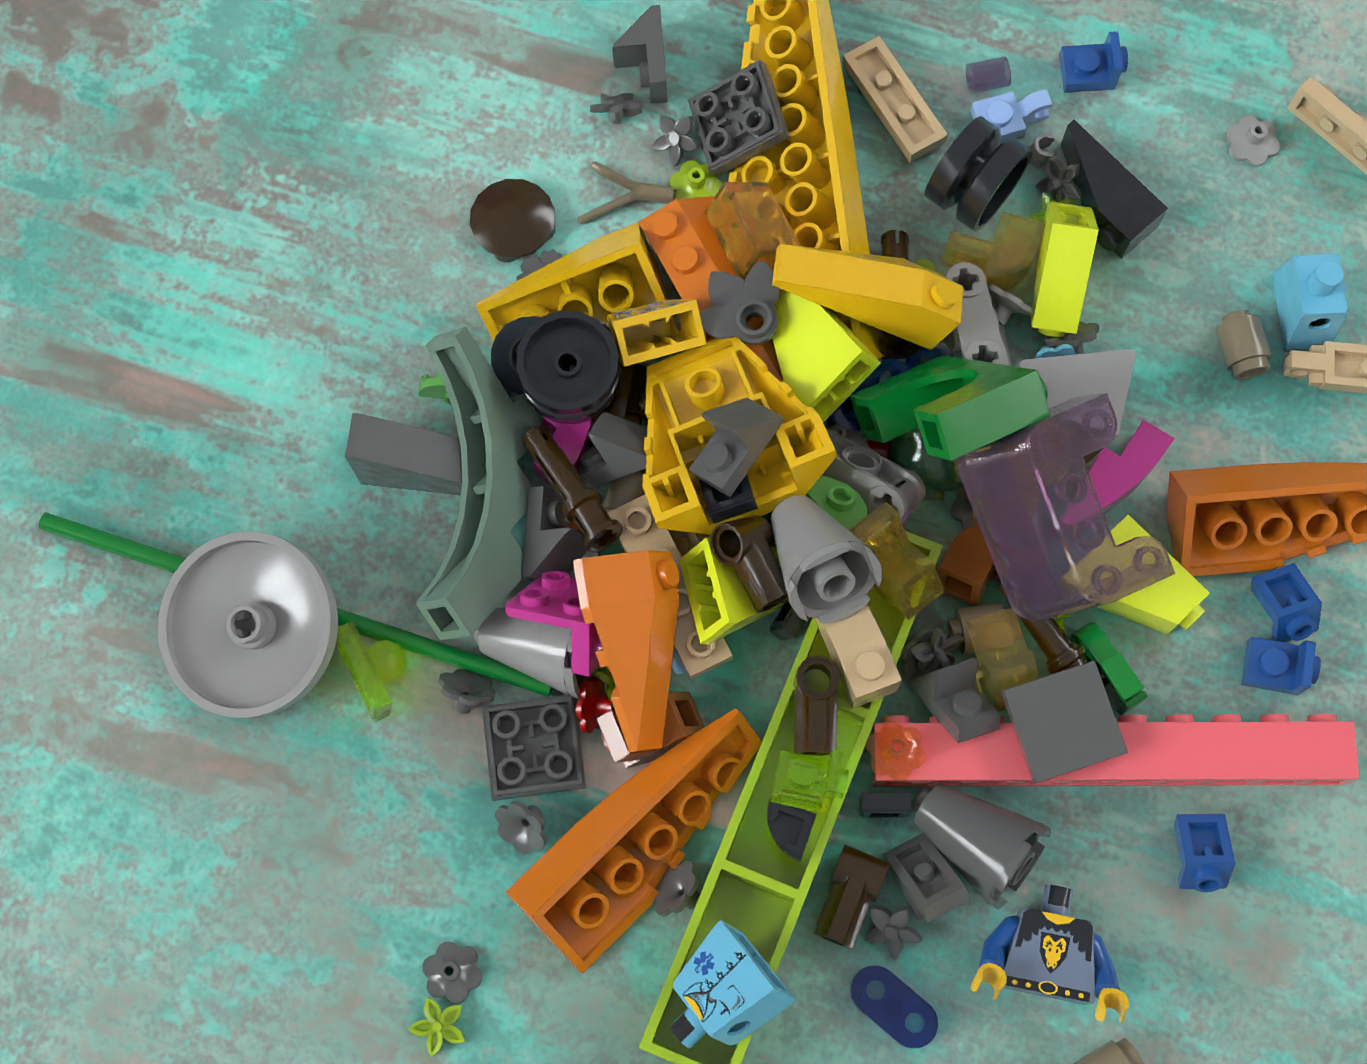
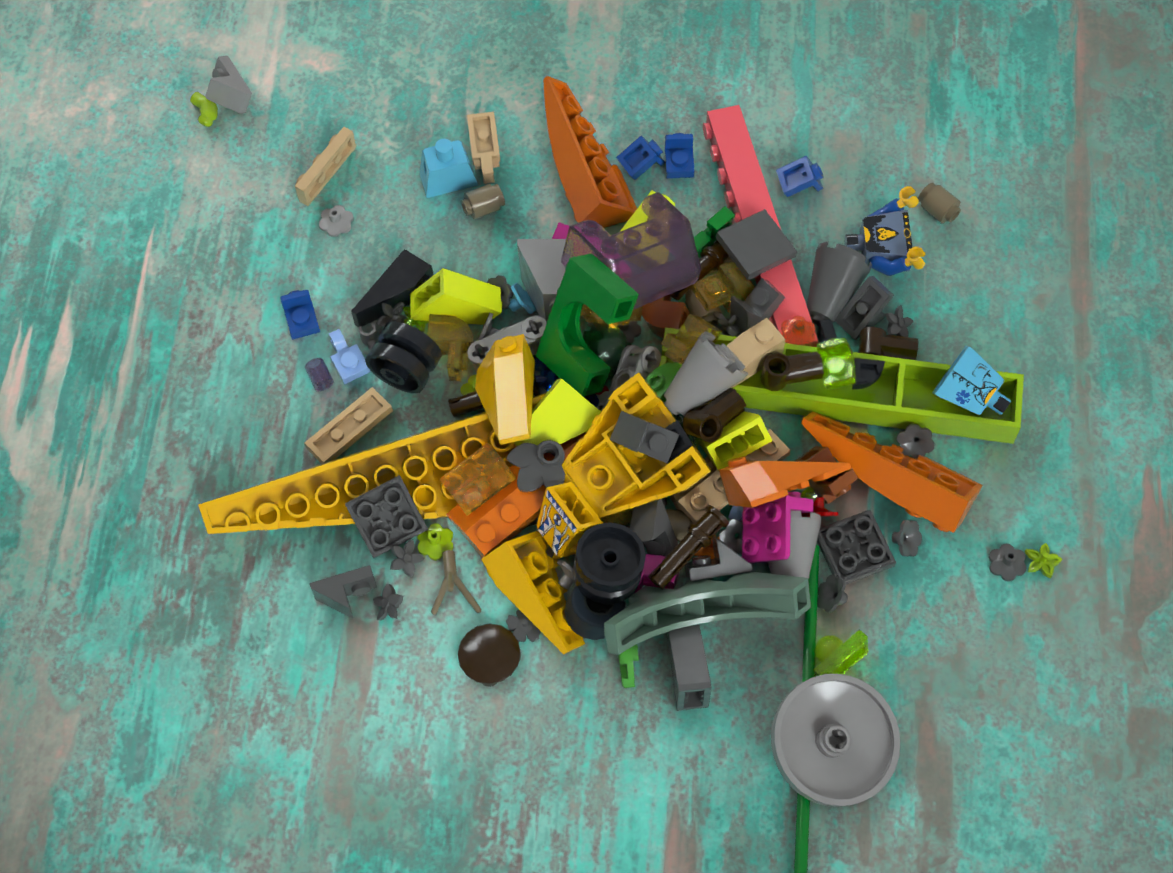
camera: 105 degrees left, 10 degrees down
(894, 1007) = (941, 314): clear blue plate -> none

